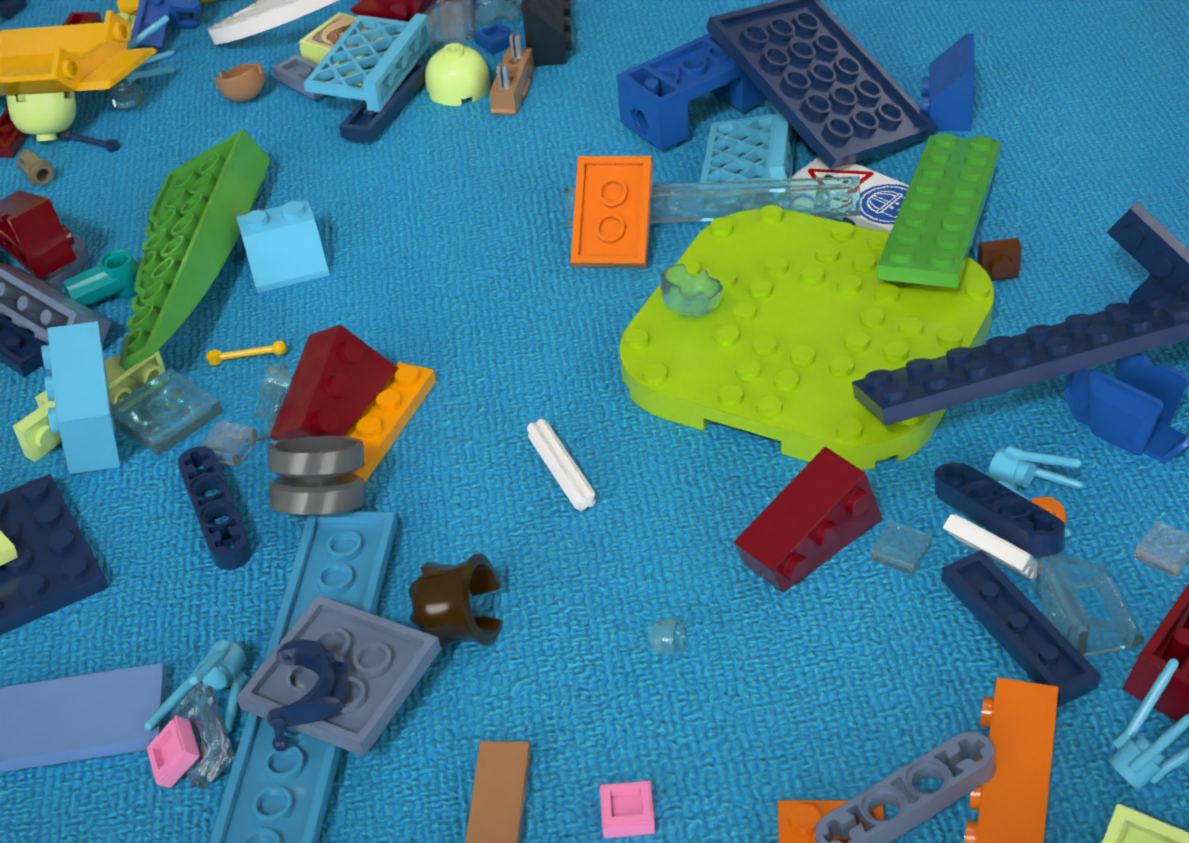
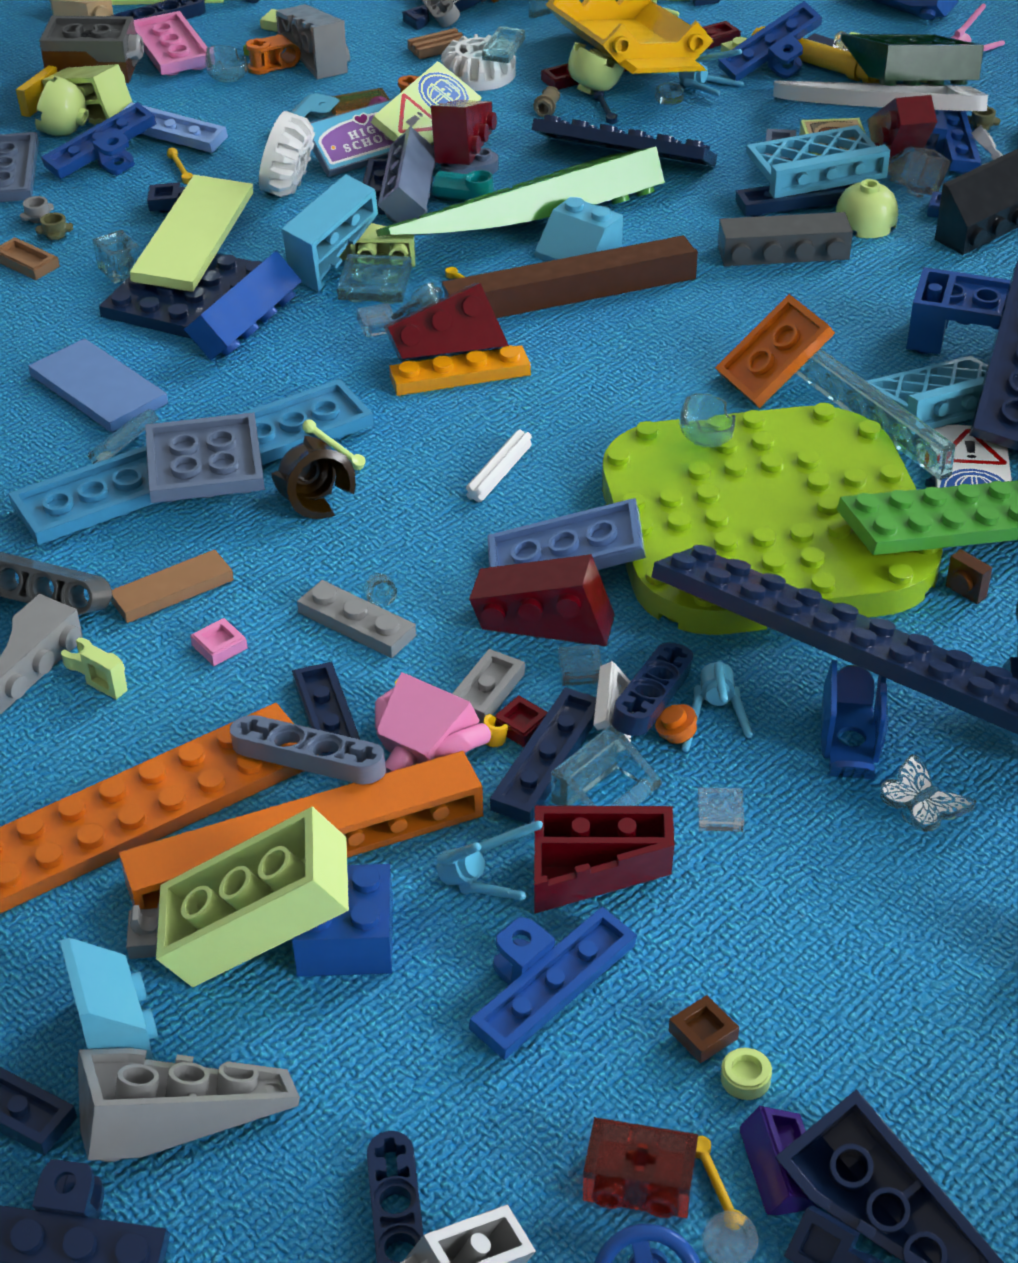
camera: 50 degrees right, 0 degrees up
(99, 527) = (243, 305): none -> blue brick
(169, 152) = (612, 138): none -> dark blue plate
(173, 751) = (101, 432): bright pink tile -> none
(213, 506) = (292, 365): dark blue beam -> none
(218, 669) = (175, 409): medium azure plant -> none
(241, 82) = (735, 127): medium nougat hair -> none
(316, 475) = (359, 358): dark grey wheel -> none
(322, 700) = (167, 451): dark blue helmet -> none
(345, 273) = (584, 276): none -> reddish brown tile
(372, 566) = (357, 460): none -> yellowish green hinge
(440, 136) = (784, 239): none -> dark grey brick
(512, 78) = (896, 236): medium nougat piece -> none
(691, 678) = (357, 618): none -> light grey plate
(743, 470) = (606, 532): none -> medium blue tile
(810, 765) = (324, 700): none -> dark blue tile
(887, 624) = (490, 682): none -> light grey plate
(918, 691) = (427, 723): none -> bright pink torso
(947, 625) = (521, 719): none -> dark red tile

